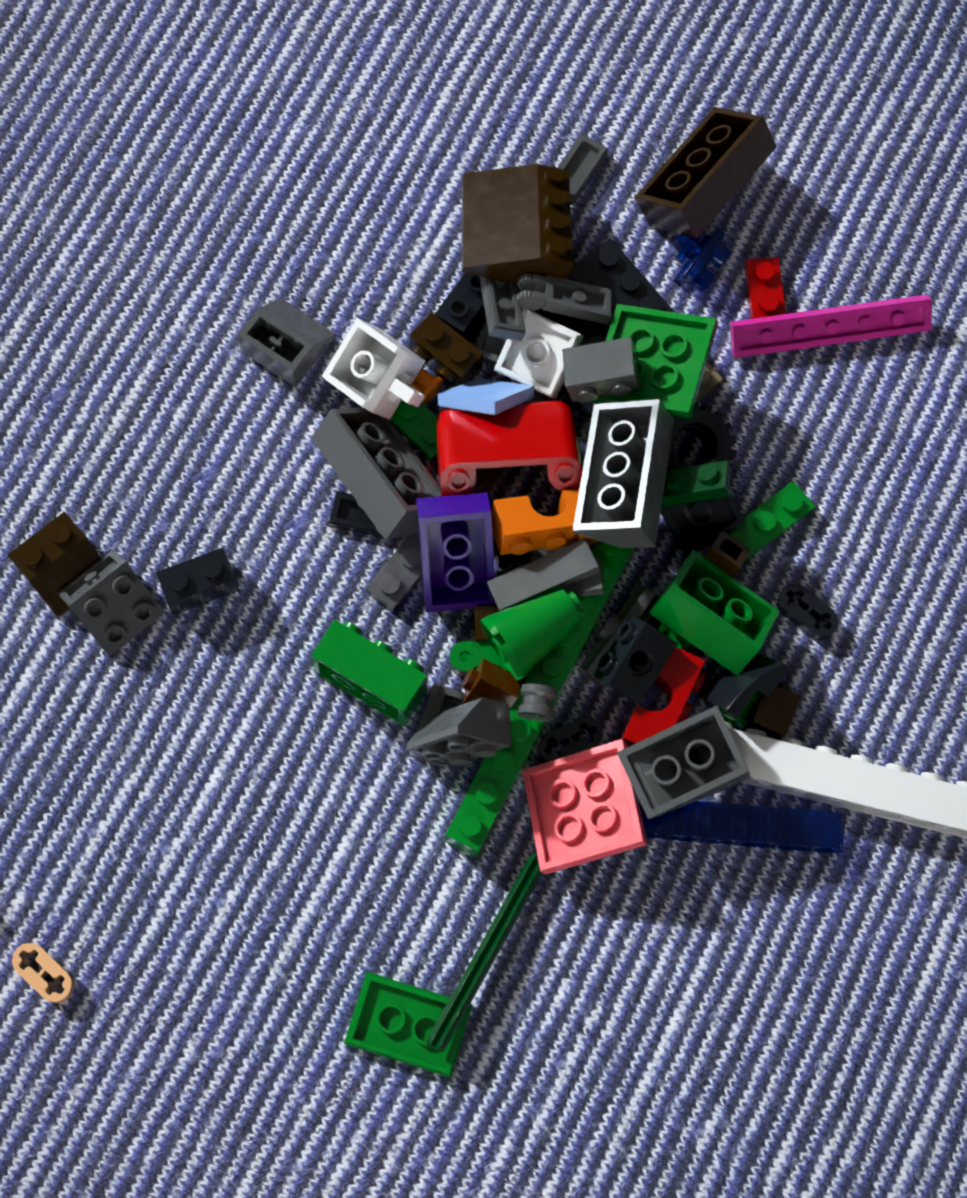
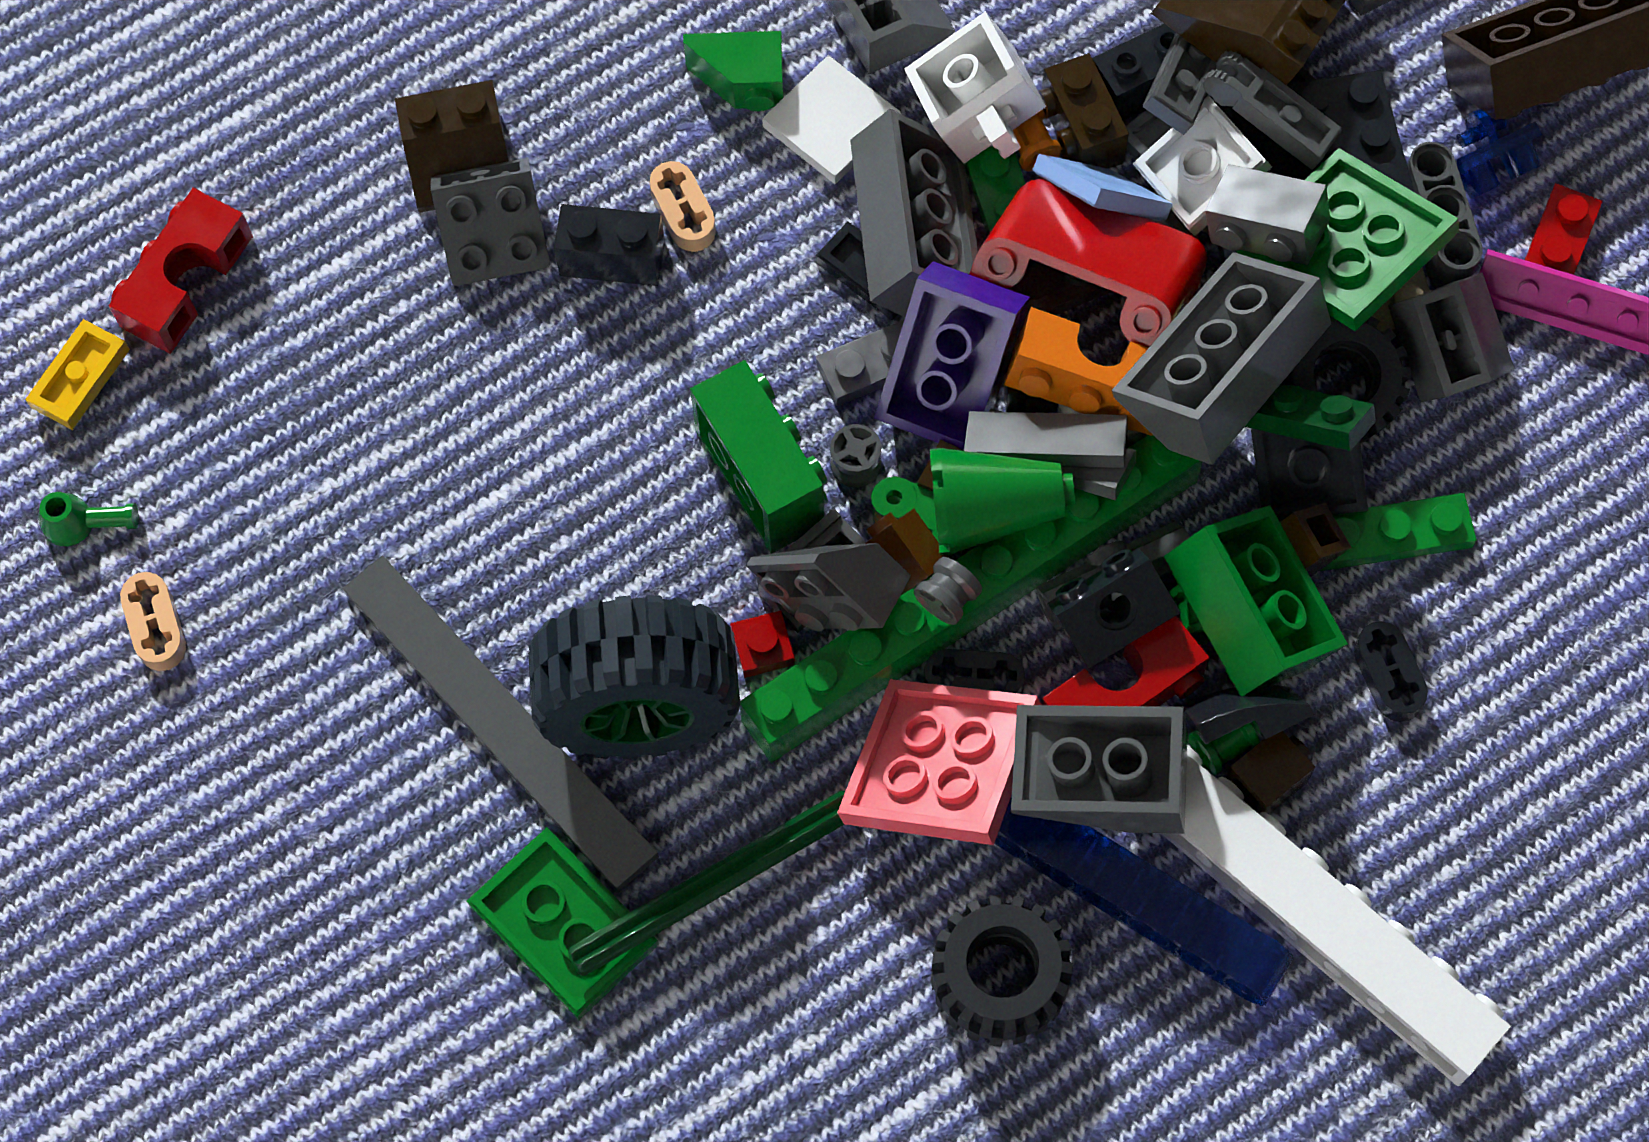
camera: 35 degrees right, 5 degrees down
(214, 423) = (739, 66): none -> green slope
(223, 538) = (673, 210): none -> light nougat beam
(286, 428) = (823, 117): none -> white tile
(298, 920) = (501, 724): none -> dark grey tile
(377, 855) = (633, 677): none -> black wheel
(427, 633) = (854, 443): none -> dark grey wheel
(432, 787) = (762, 644): none -> red plate
(690, 298) = (1449, 194): none -> dark grey beam
(711, 896) = (1010, 926): none -> black tyre
(740, 389) = (1452, 338): none -> dark grey slope

